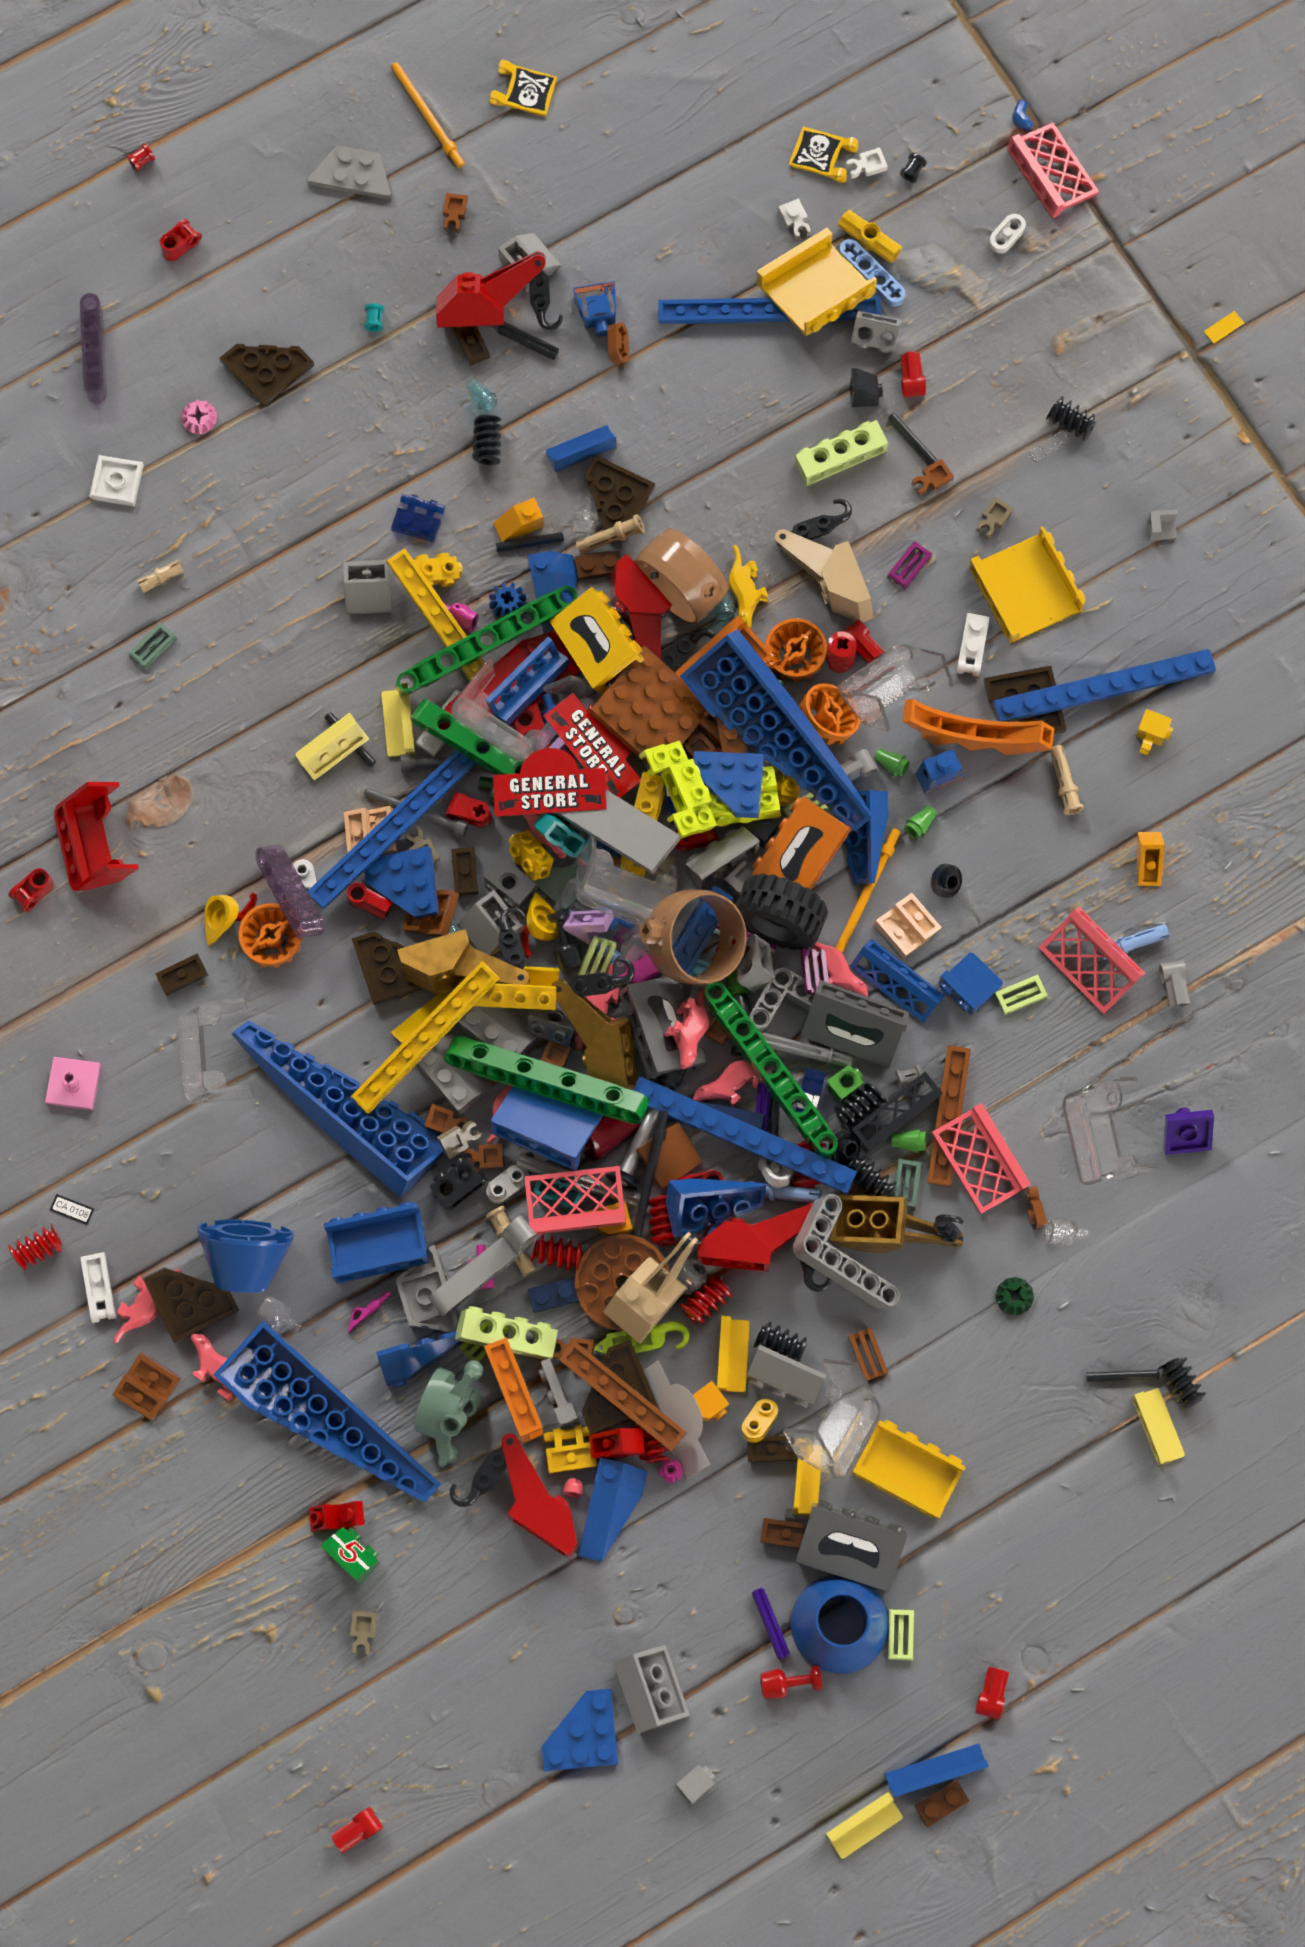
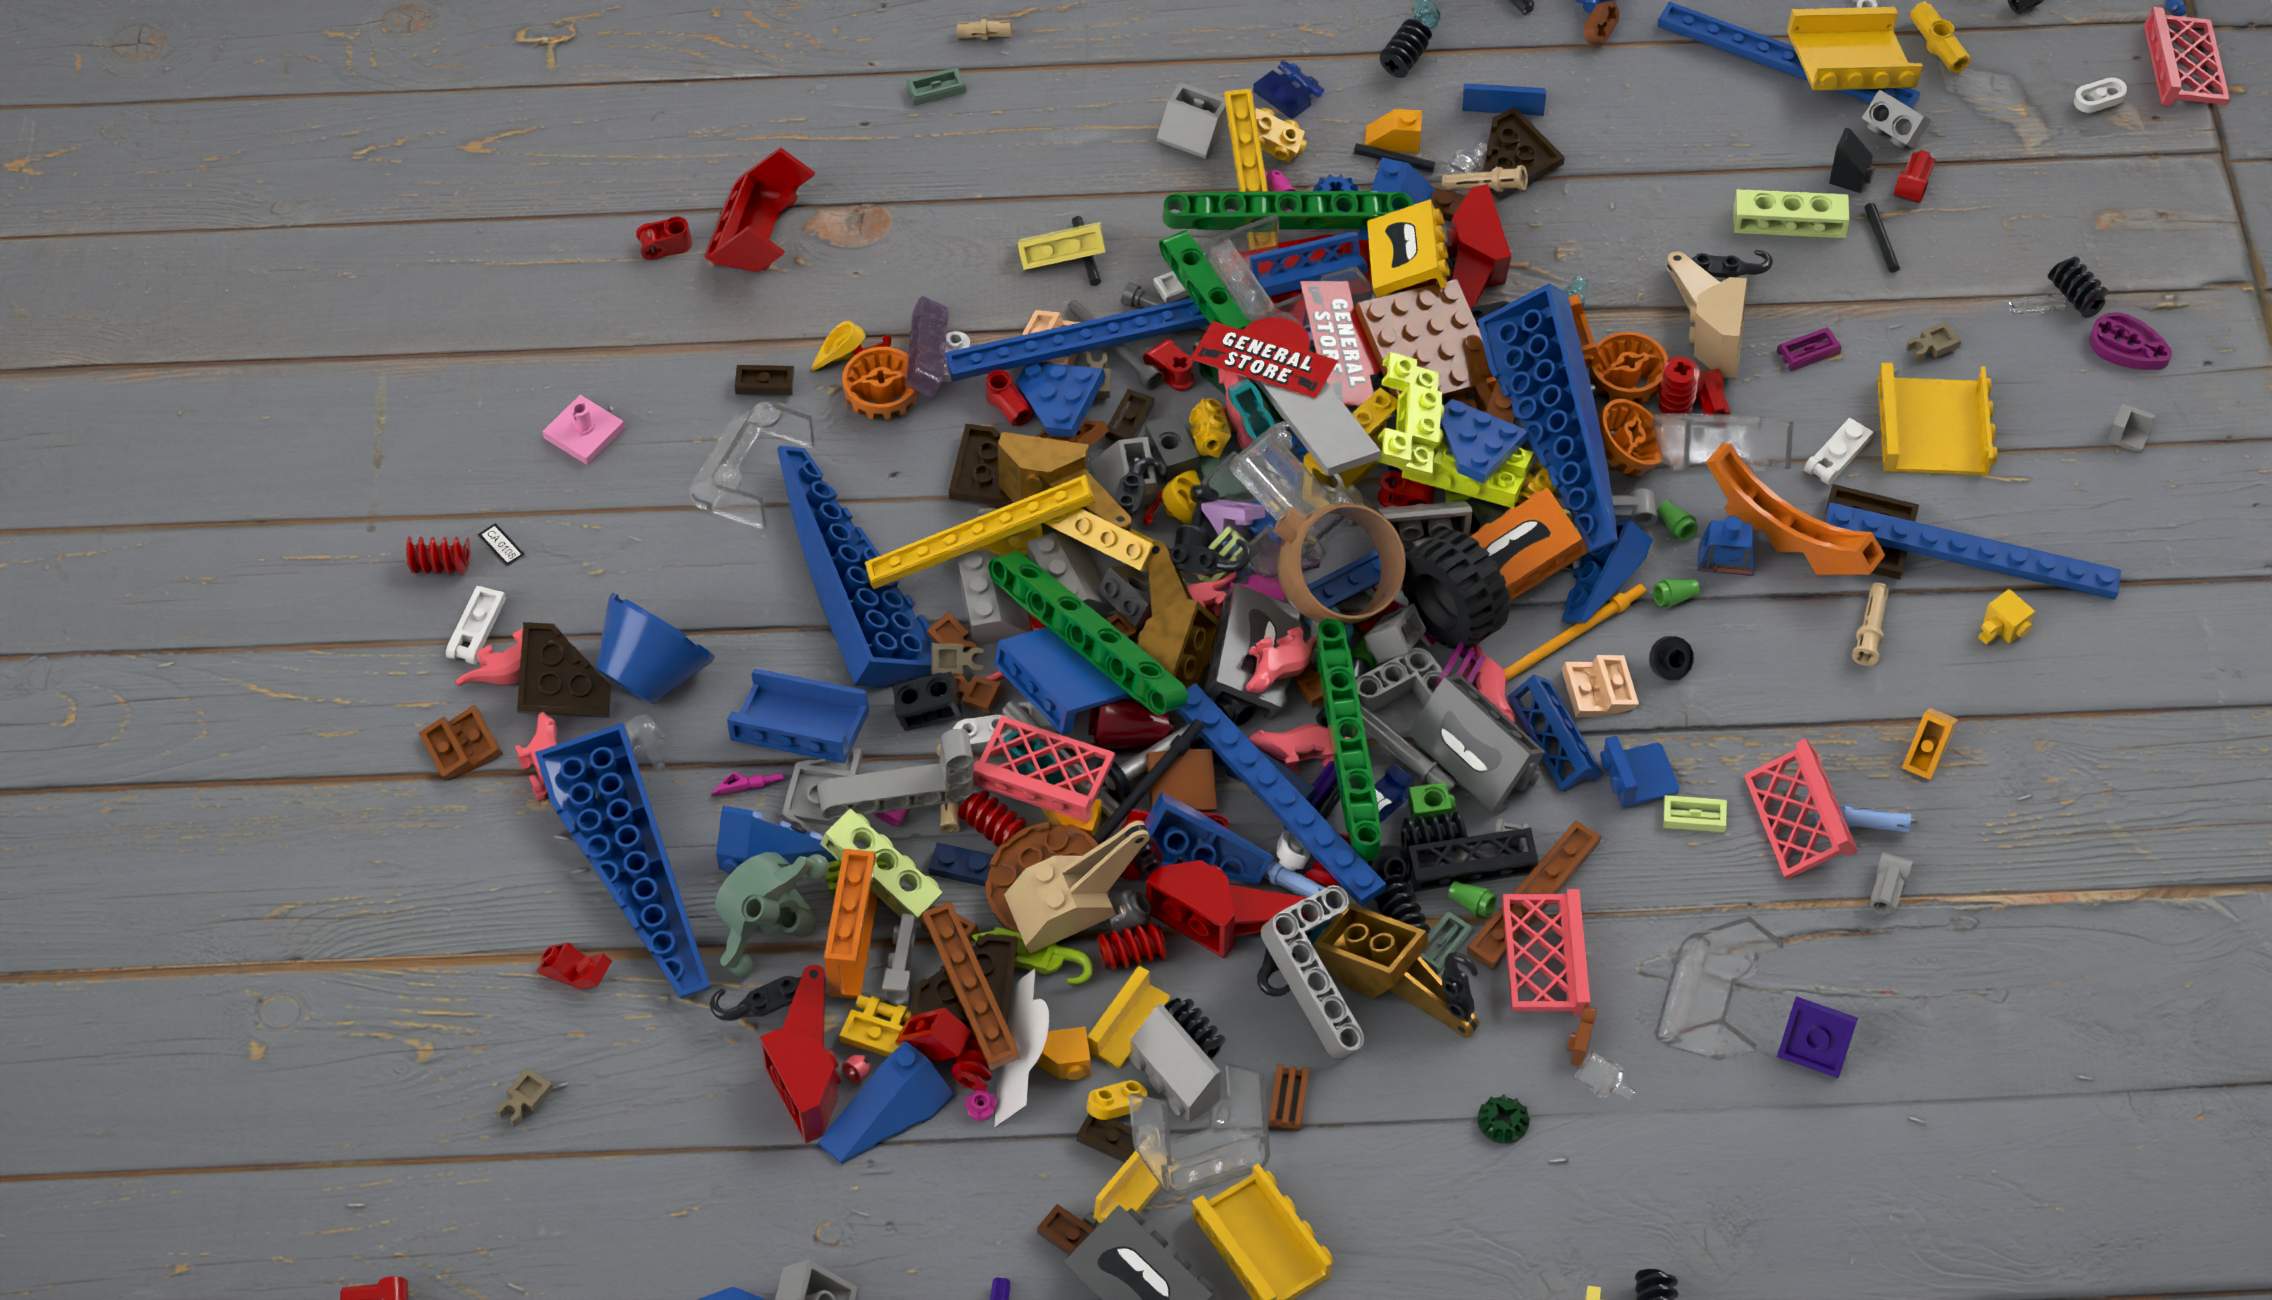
camera: 30 degrees right, 20 degrees down
(350, 1554) = (562, 1007): green slope -> none
(398, 723) = (1146, 258): light yellow panel -> none
(683, 575) = (1543, 216): medium nougat cylinder -> none
(743, 587) = (1604, 291): yellow animal -> none
(874, 271) = (1929, 71): light blue beam -> none
(934, 476) = (1886, 277): dark orange plate -> none
(1122, 1375) = (1587, 1268): black bar -> none
(1125, 436) = (2139, 355): none -> magenta piece

